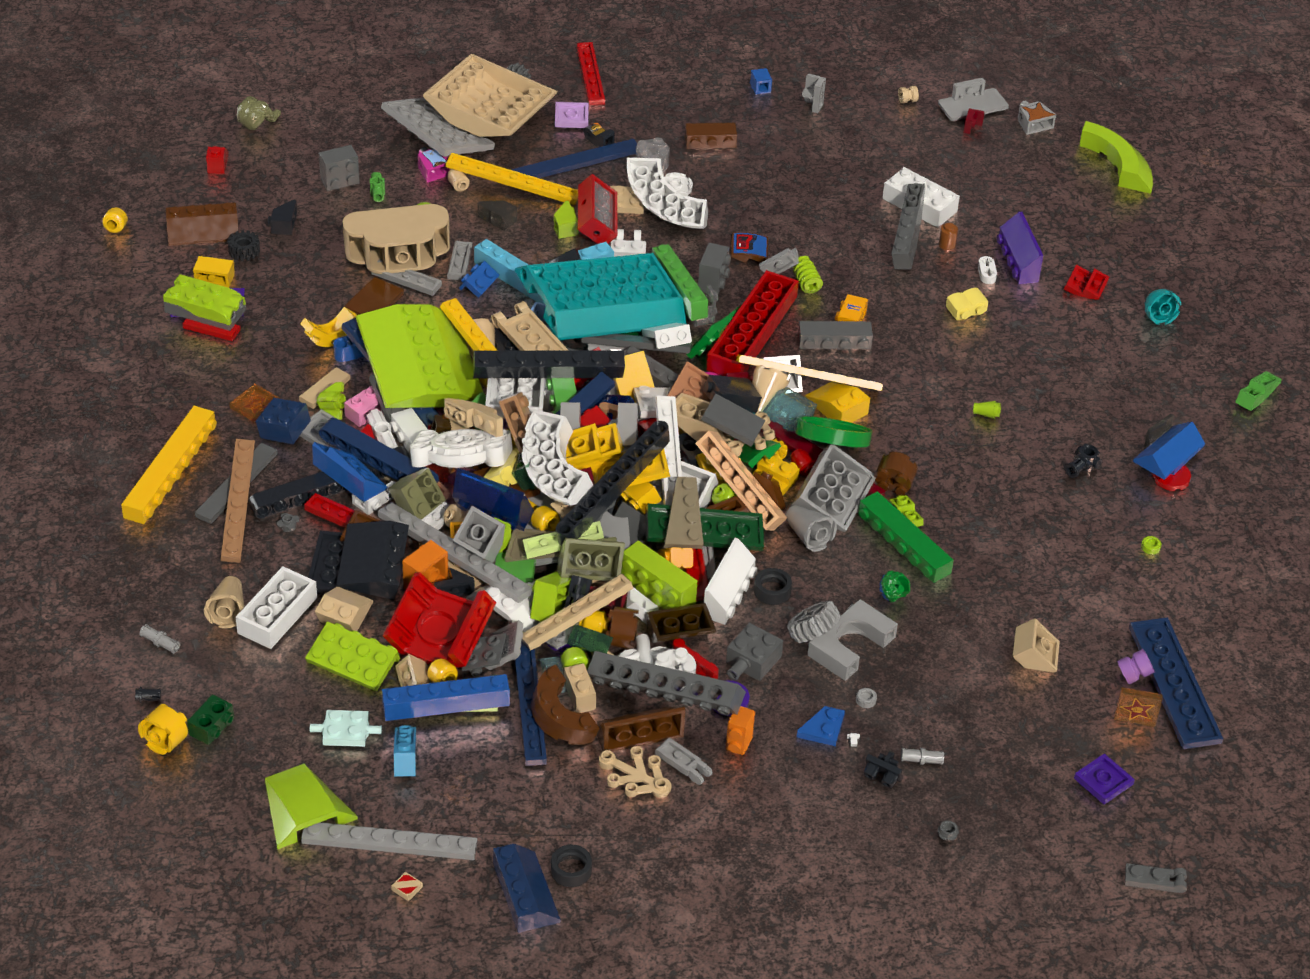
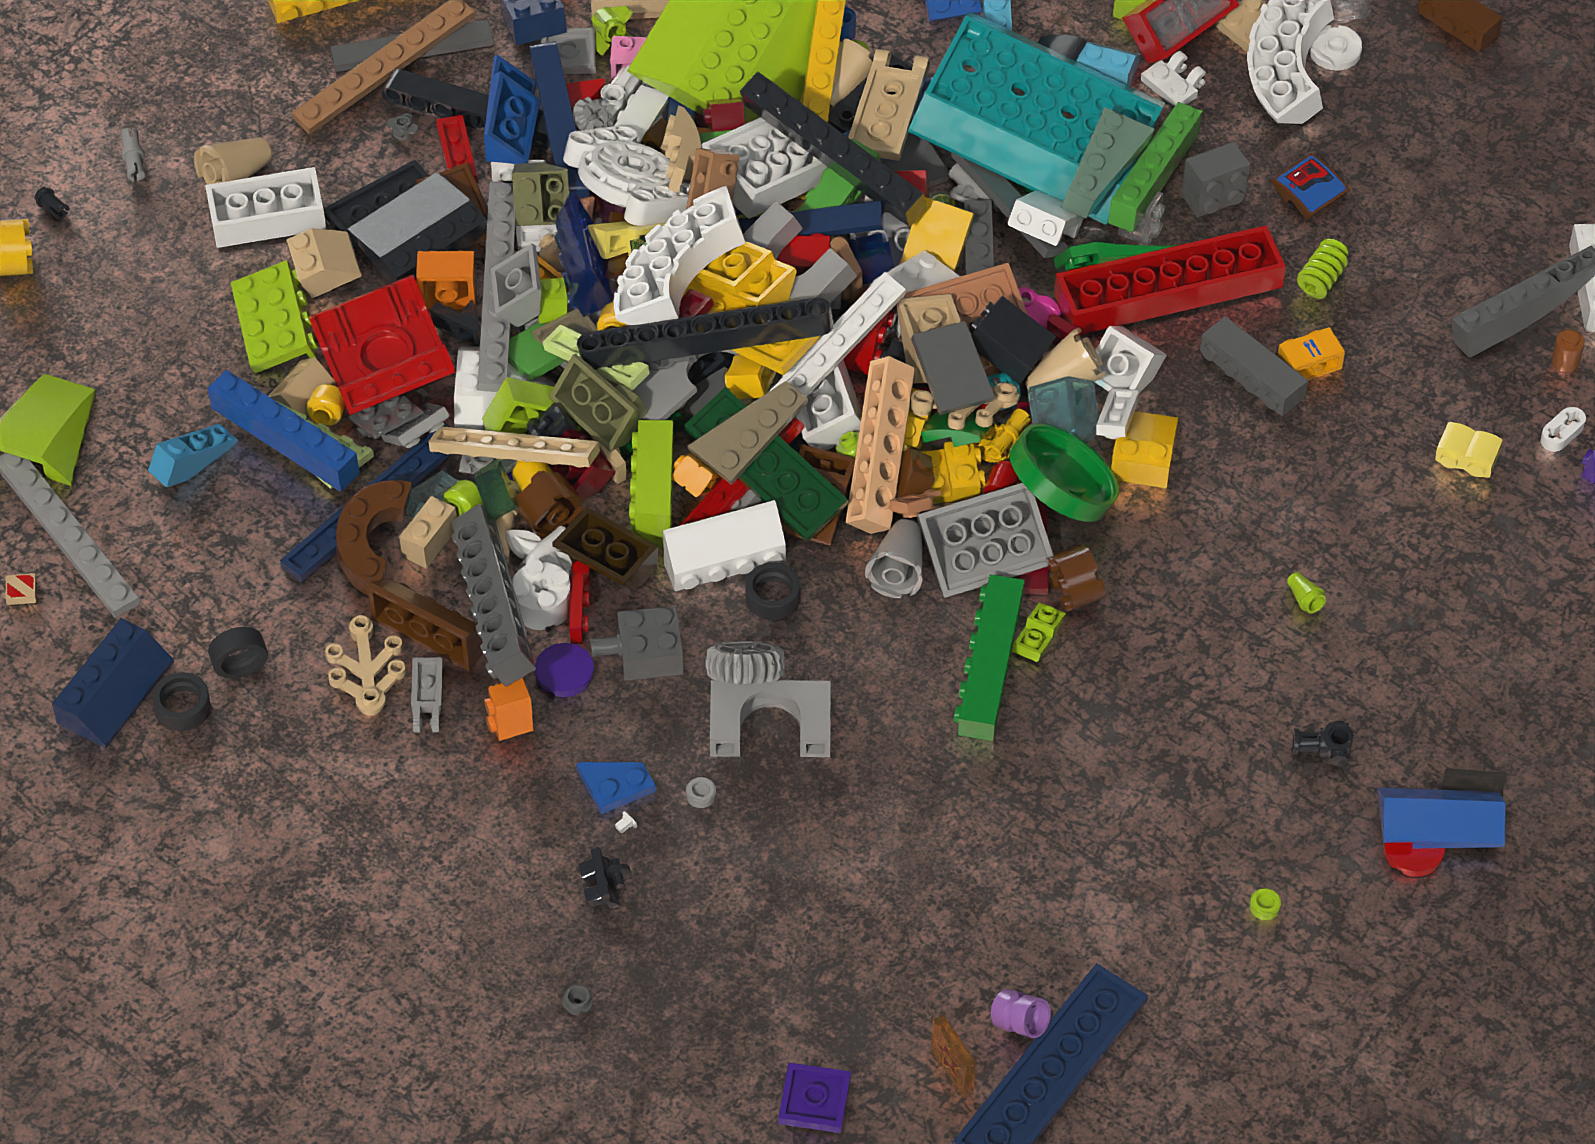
camera: 50 degrees right, 10 degrees up
(210, 719) = (68, 273): dark green brick -> none
(345, 728) = (173, 385): light aqua plate -> none
(393, 441) = (585, 108): none -> light grey gear
(466, 389) = (724, 114): none -> dark red brick
(572, 816) = (233, 641): none -> black tyre
(638, 601) = (599, 485): white piece -> none
(667, 288) = (1108, 155): none -> sand green wedge
(780, 261) = (1306, 229): light grey panel -> none
(785, 446) = (1007, 434): none -> yellow pin
(786, 497) = (913, 504): none -> nougat plate
(810, 372) = (1143, 385): tile -> none
(816, 393) = (1117, 413): none -> white plate
(894, 585) = (892, 698): green piece -> none
(922, 756) = (663, 901): light grey pin -> none
(1036, 647) = (952, 899): tan slope -> none

